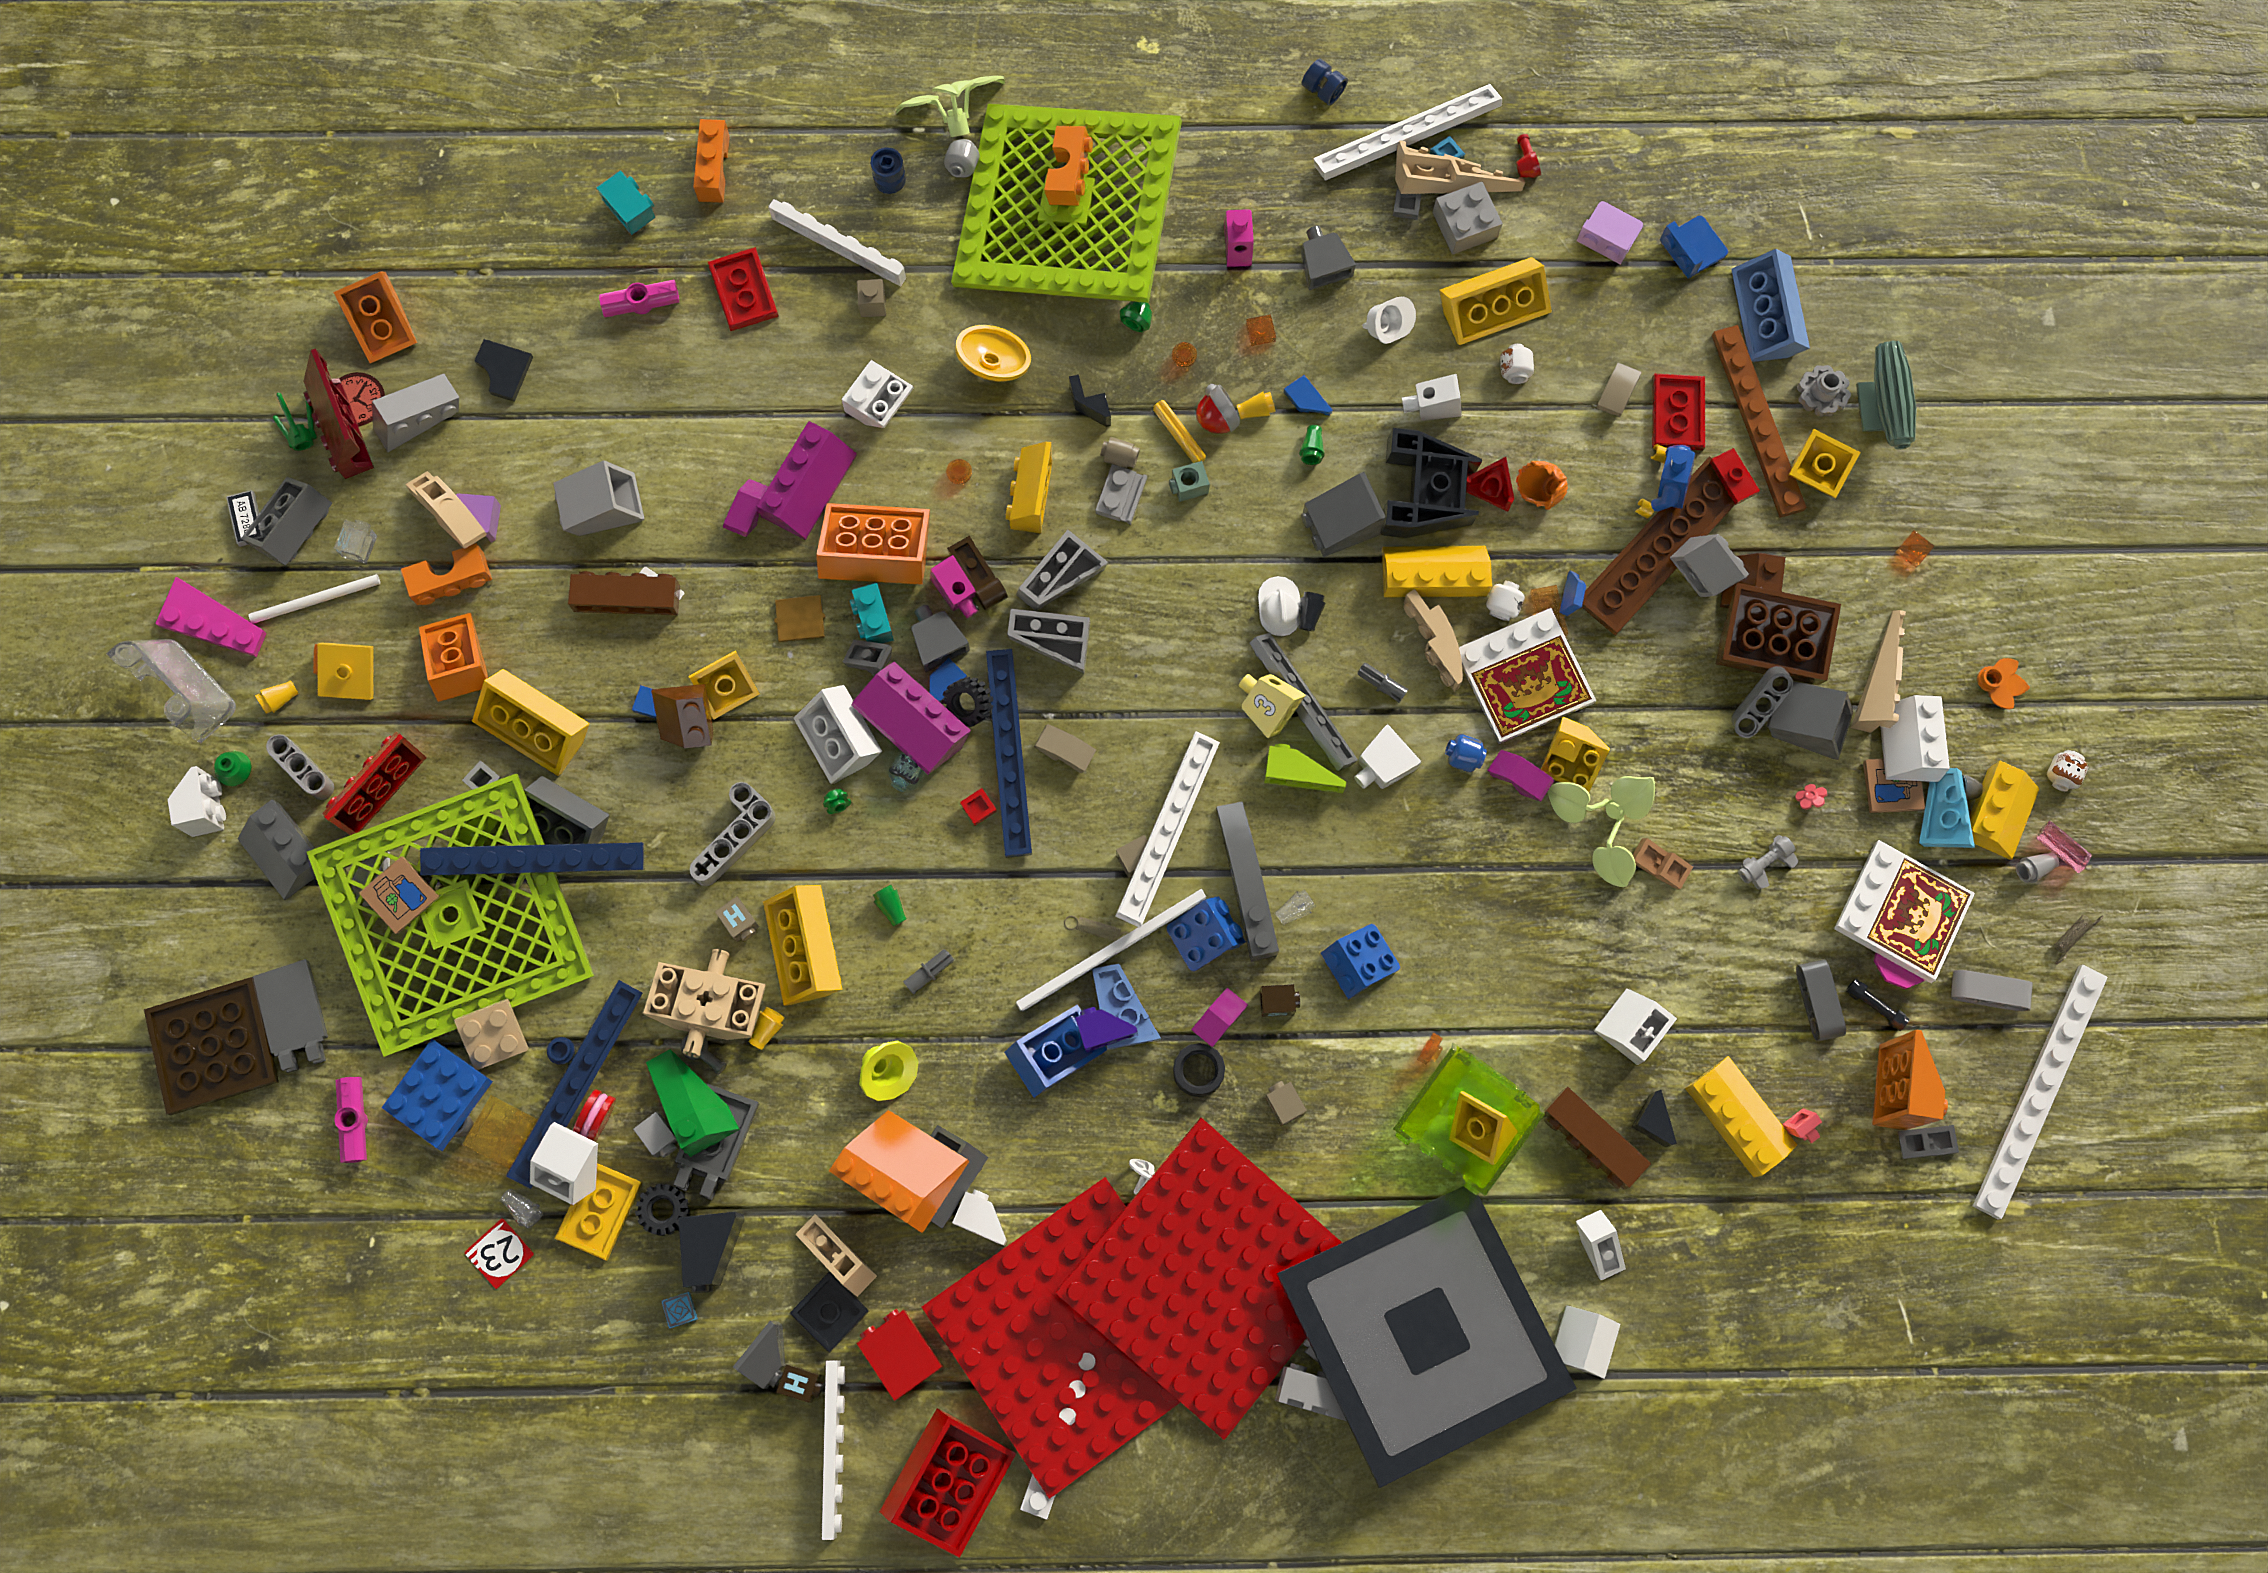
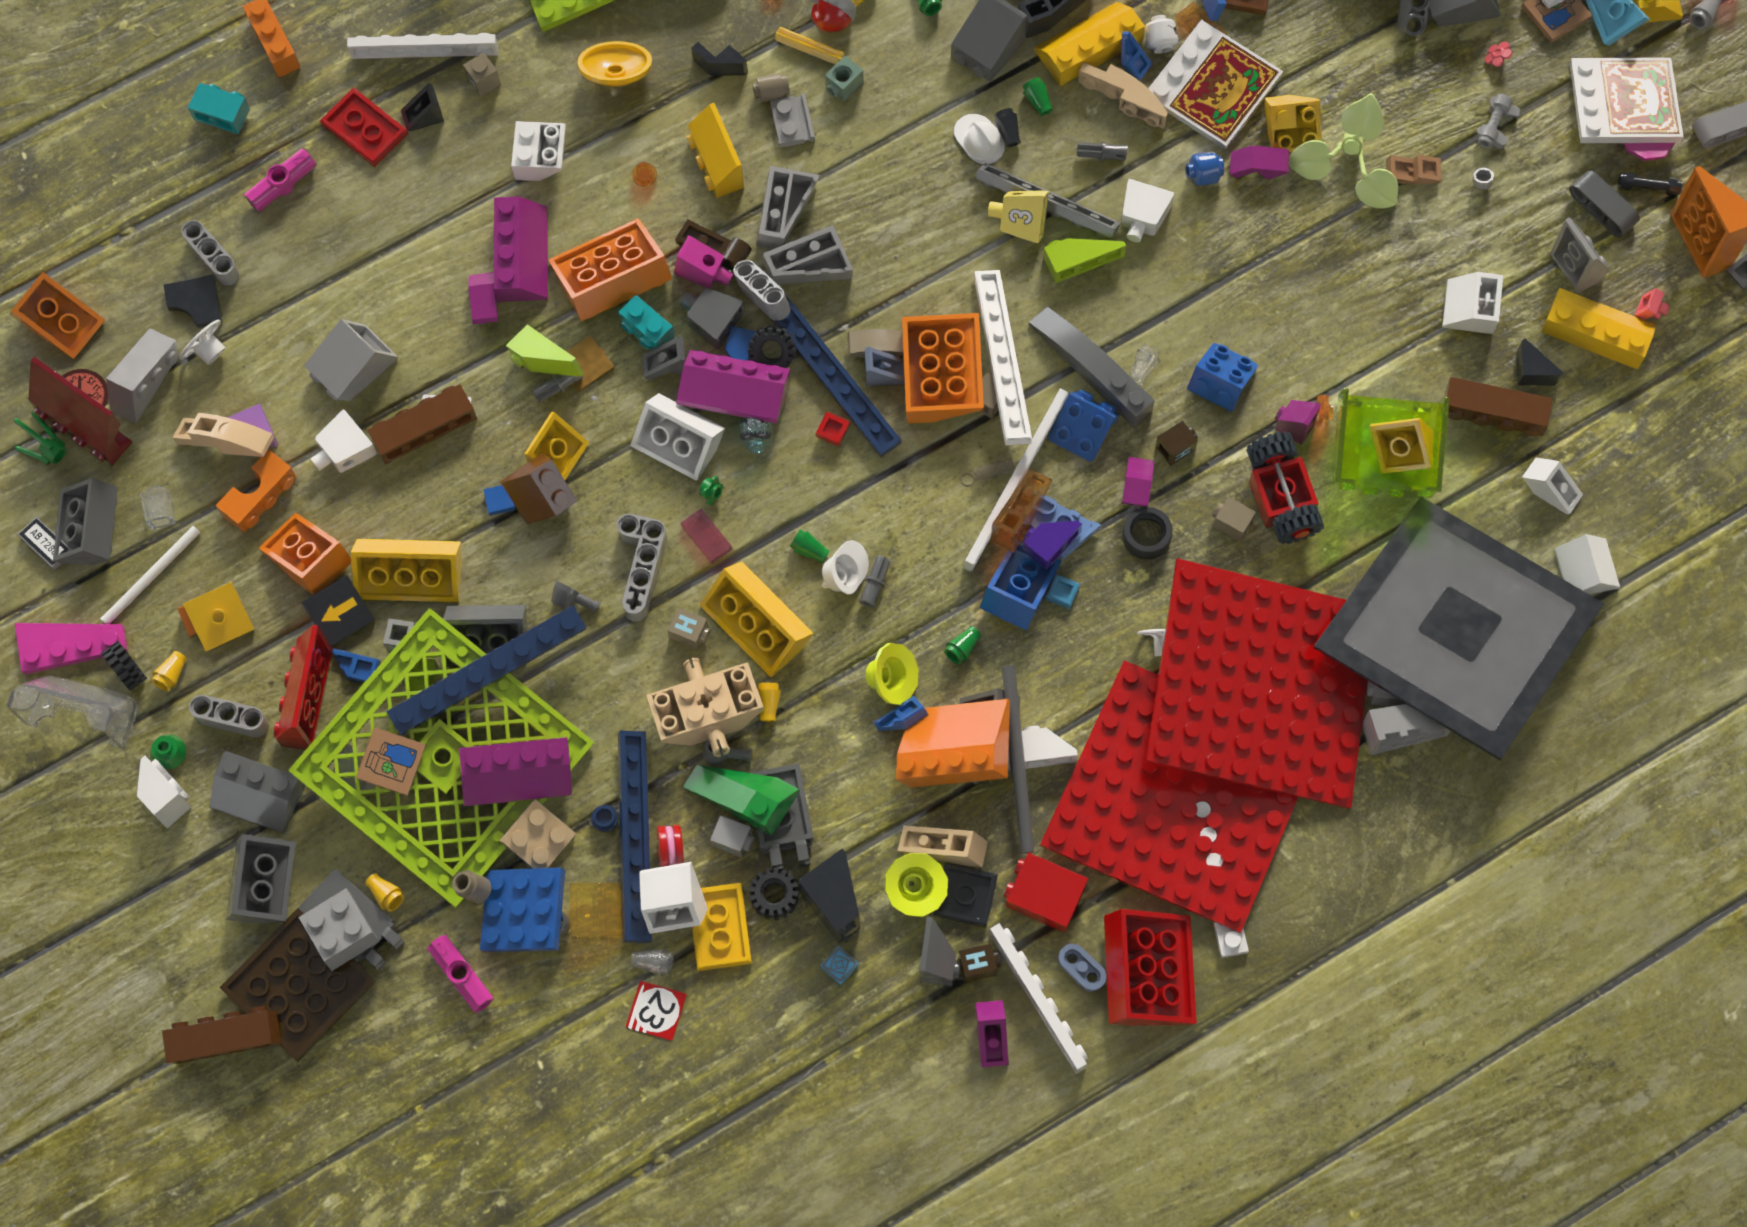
camera: 25 degrees left, 5 degrees down
(116, 1056) = (221, 1036): none -> reddish brown brick
(234, 934) = (260, 880): none -> dark grey slope
(237, 670) = (123, 665): none -> black tyre
(267, 1020) = (338, 929): none -> light grey brick
(333, 1006) = (385, 893): none -> yellow cone
(402, 1049) = (472, 886): none -> dark tan brick
(435, 784) = (356, 667): none -> blue tile
(448, 725) = (338, 610): none -> black tile
(485, 417) = (207, 347): none -> white wheel
(502, 965) = (515, 771): none -> magenta slope
(539, 321) = (205, 243): none -> light grey beam
(544, 573) = (342, 444): none -> white torso
(651, 825) = (565, 596): none -> dark grey bar
(761, 589) = (541, 355): none -> lime slope
(763, 624) = (553, 386): none -> dark grey axle
(771, 1456) = (992, 1033): none -> magenta slope
(786, 1291) = (928, 887): none -> neon yellow hat
(802, 302) = (422, 110): none -> black slope
(807, 841) = (706, 536): none -> clear pink tile
(875, 1113) = (902, 716): none -> blue tile
(888, 1444) = (1082, 968): none -> sand blue plate
(909, 945) = (846, 568): none -> white piece
(946, 1219) = (1018, 762): none -> dark grey piece
(967, 1078) = (961, 646): none -> green cone
(991, 641) = (761, 290): none -> light grey beam
(1058, 776) = (883, 368): none -> sand blue slope
(1090, 1079) = (1062, 591): none -> dark azure tile
(1093, 984) = (1019, 511): none -> clear orange slope
(1107, 806) = (942, 366): none -> orange slope
(1345, 1105) = (1283, 488): none -> brick
(1356, 596) = (1037, 95): none -> green cone
(1400, 1043) = (1297, 419): none -> magenta slope
(1465, 610) = (1133, 57): none -> blue tile
(1721, 905) = (1483, 178): none -> light grey hinge
(1762, 1040) = (1577, 257): none -> light grey slope

